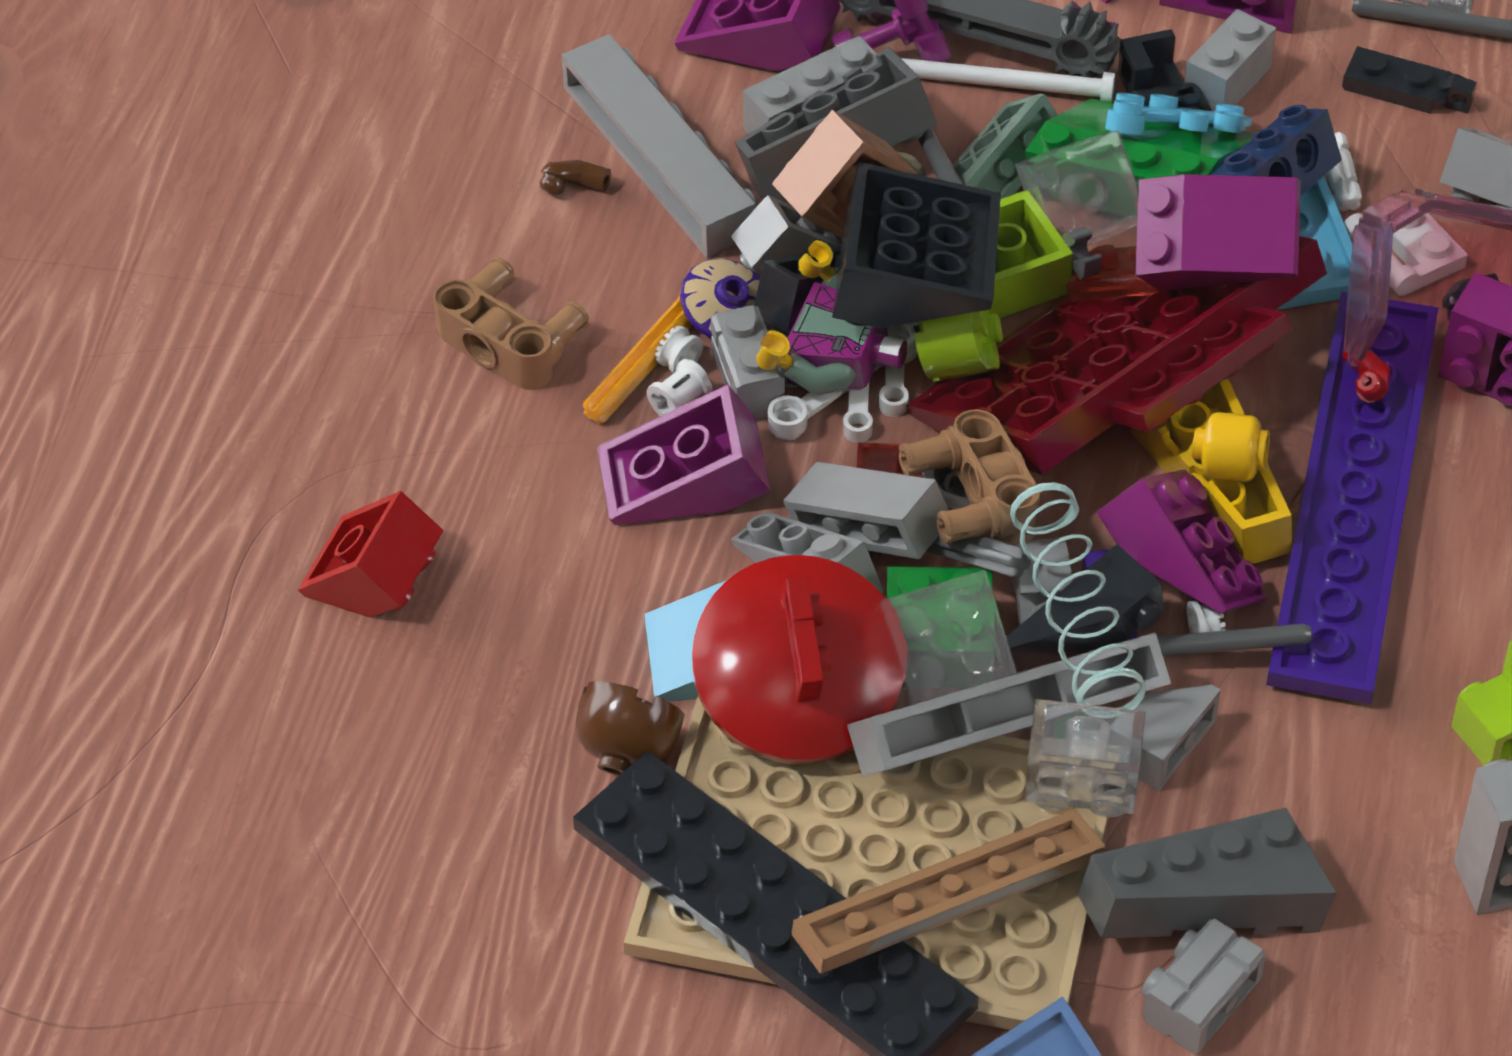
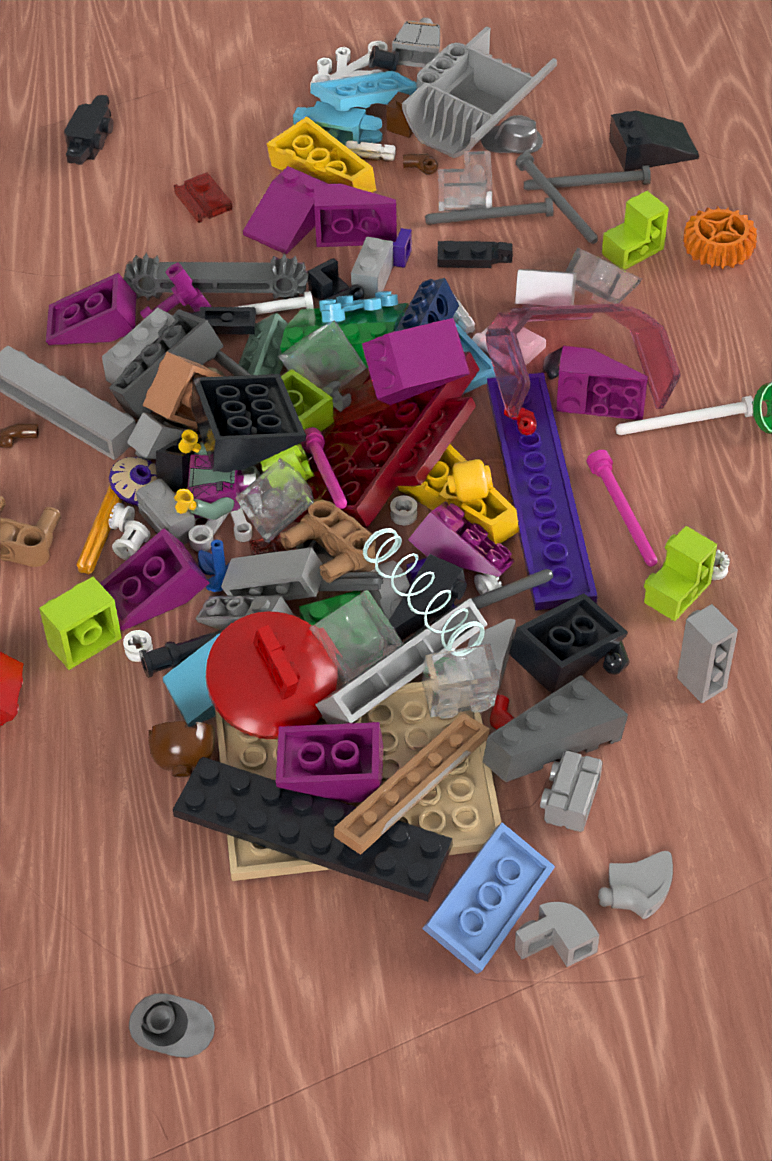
camera: 20 degrees left, 0 degrees up
(549, 493) = (80, 622): none -> lime brick
(627, 568) = (133, 638): none -> white bush
(667, 582) = (172, 654): none -> black pin
(788, 462) = (213, 565): none -> blue plant
(837, 817) = (331, 760): none -> magenta slope
(917, 388) = (275, 499): none -> clear slope
(963, 84) = (229, 319): none -> black hinge
(1018, 317) = (314, 445): none -> dark pink piece
(1128, 455) = (404, 503): none -> white bush
(1142, 824) = (499, 712): none -> red arm
(1290, 747) = (565, 642): none -> black slope
(1293, 42) = (402, 248): none -> dark purple panel
(1368, 802) = (617, 660): none -> black arm
(1471, 483) = (601, 465): none -> dark pink piece

